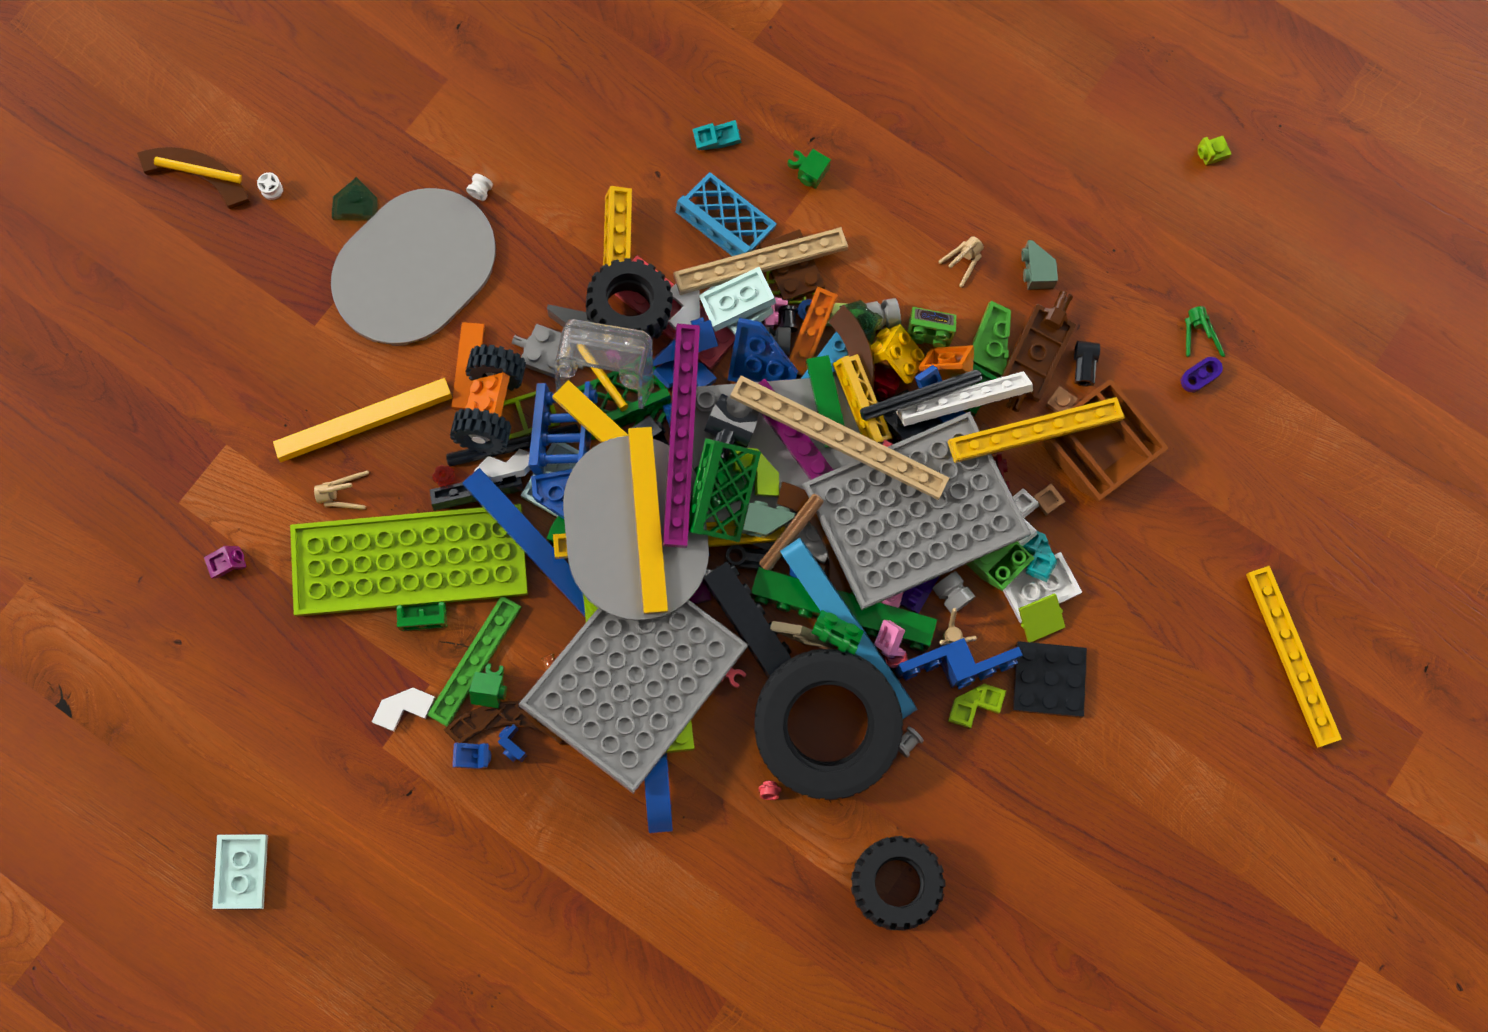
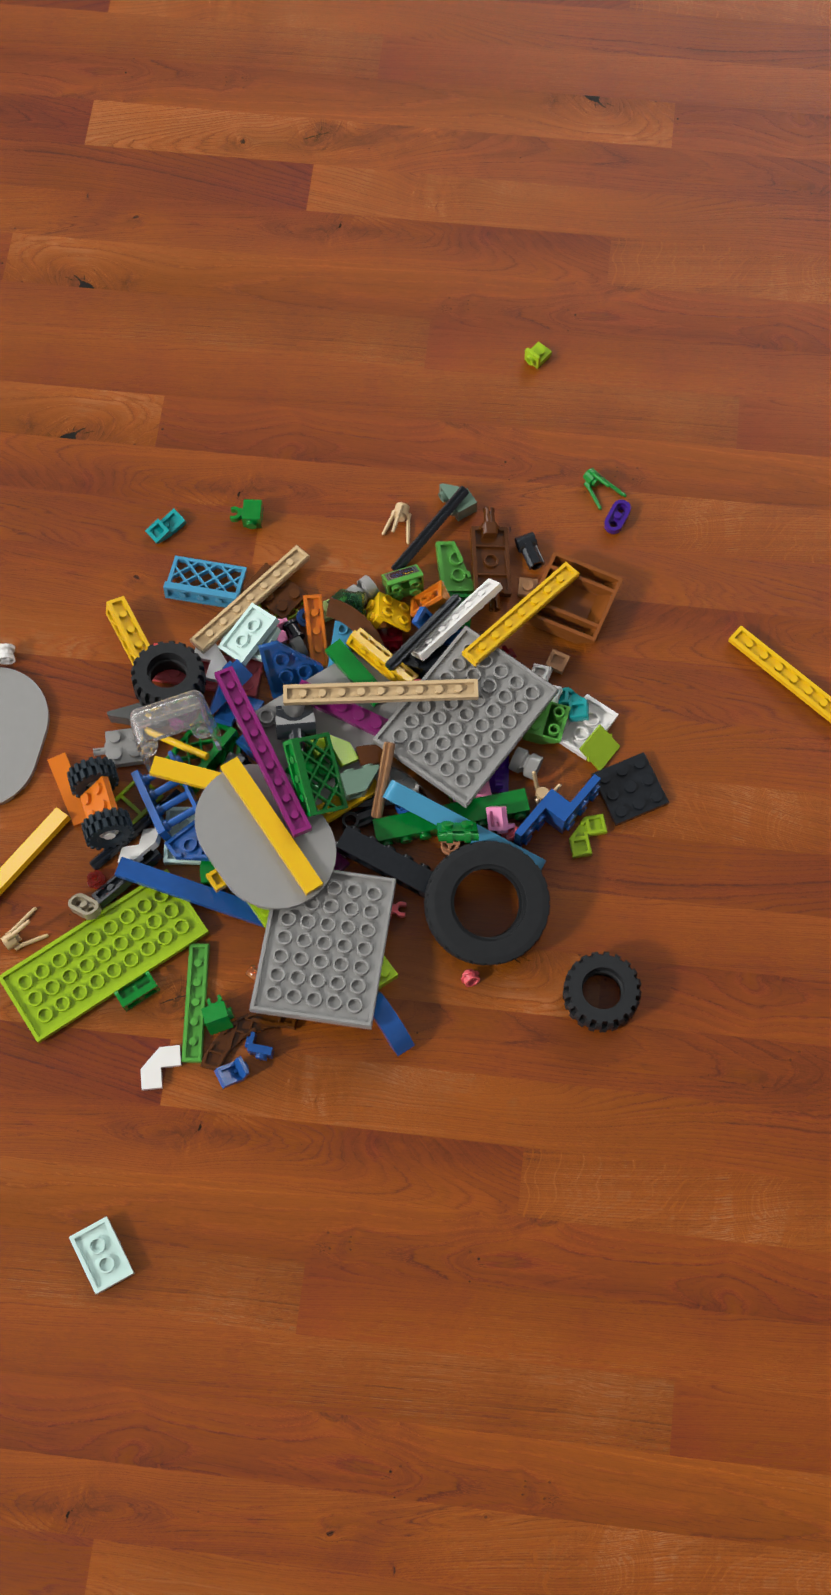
camera: 20 degrees left, 5 degrees down
(416, 499) = (84, 906): none -> dark tan plate
(799, 634) = (431, 849): dark tan tile -> none
(909, 741) = (553, 886): light grey bush -> none
(992, 284) = (430, 529): none -> black axle

